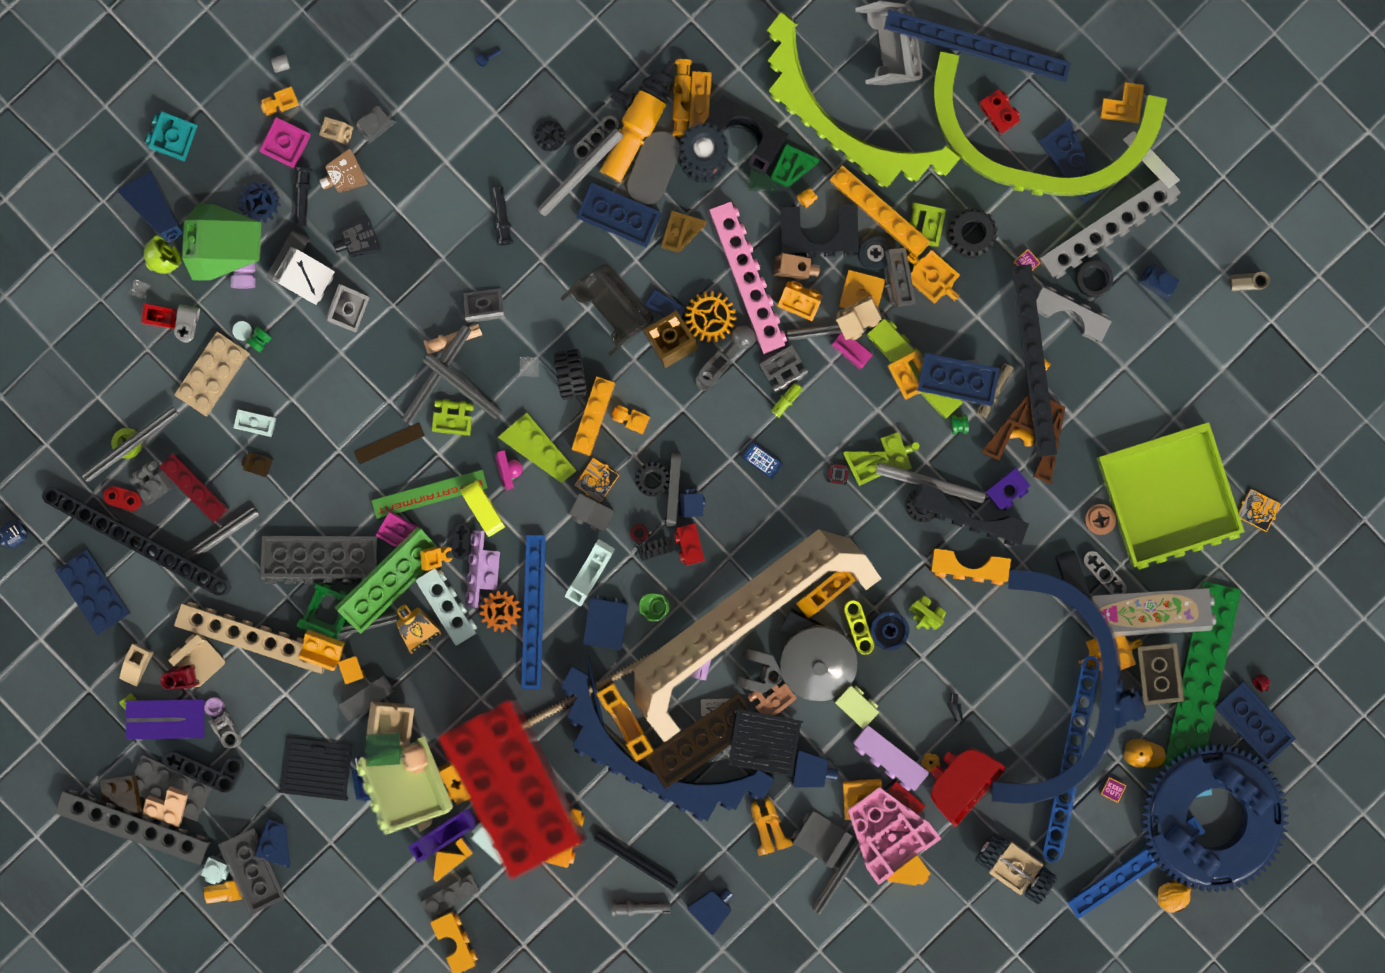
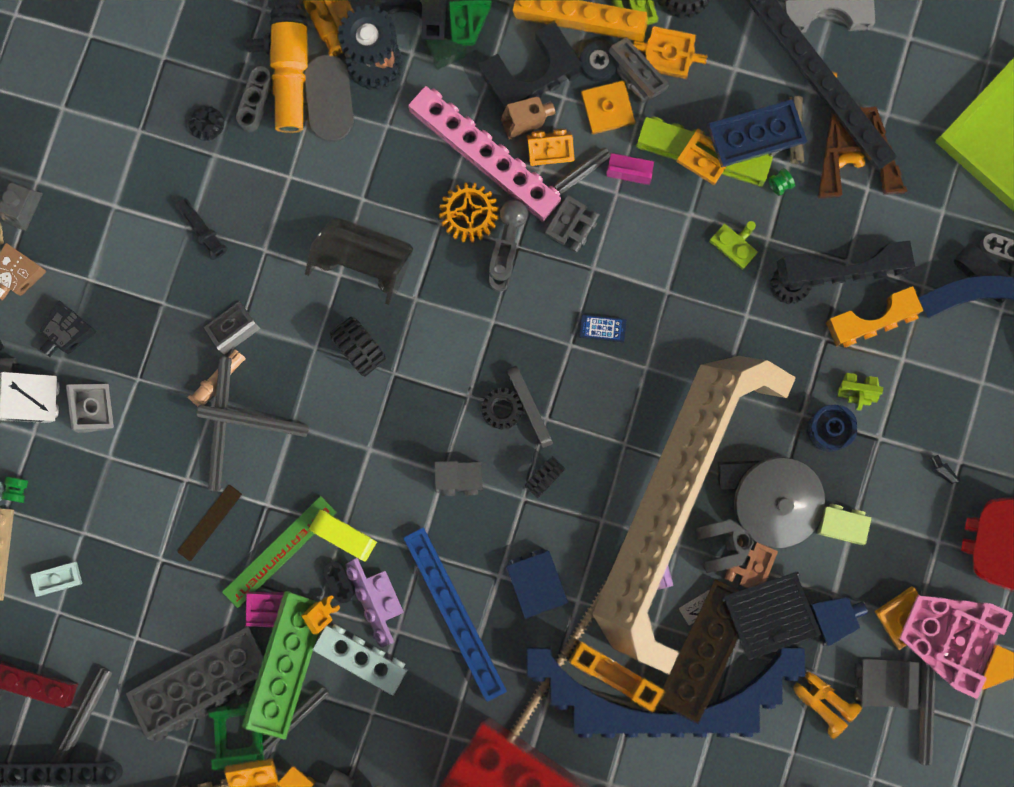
camera: 25 degrees left, 5 degrees down
(257, 464) = (81, 621): dark brown bracket -> none
(416, 628) = (341, 700): torso -> none
(452, 423) = (262, 466): lime plate -> none
(483, 60) = (99, 85): dark blue hand -> none
(493, 605) = (430, 634): orange gear -> none
(508, 469) = (347, 481): dark pink tile -> none
(529, 367) = (312, 364): clear plate -> none
(533, 444) = (362, 441): lime wing -> none
(580, 172) = (256, 139): light grey axle -> none
(590, 572) = (491, 539): light aqua arch -> none
(593, 416) = (405, 377): light orange brick -> none
(594, 689) = (561, 657): dark blue piece -> none
(597, 480) = (445, 441): piece -> none
(619, 215) = (319, 162): dark blue plate -> none
(633, 533) = (519, 464): dark red plate -> none
(635, 421) = (452, 359): light orange plate -> none
(654, 606) = (577, 538): bright green hair -> none
(663, 304) = (417, 228): dark blue tile -> none
(671, 339) = (441, 256): pearl gold slope -> none
(681, 231) = (391, 144): pearl gold wing -> none
(690, 544) = (578, 453): red brick -> none
(691, 503) = (555, 410): dark blue brick -> none
(786, 400) = (593, 253): lime axle -> none
(807, 197) = (499, 43): light orange hose -> none
(825, 592) = (744, 426): light orange slope -> none
(838, 474) = (687, 299): tile -> none
(858, 316) = (619, 128): tan brick -> none
(865, 463) = (713, 273): lime wing -> none
(865, 634) = (809, 445): neon yellow beam -> none
(890, 757) = (910, 558): lavender brick -> none
(906, 798) = (948, 591): red plate -> none
(930, 757) = (945, 540): light orange plate -> none
(945, 487) = (771, 258): light grey axle -> none
(1016, 481) = (858, 229): dark purple brick -> none
(1104, 511) = (986, 200): nougat gear -> none

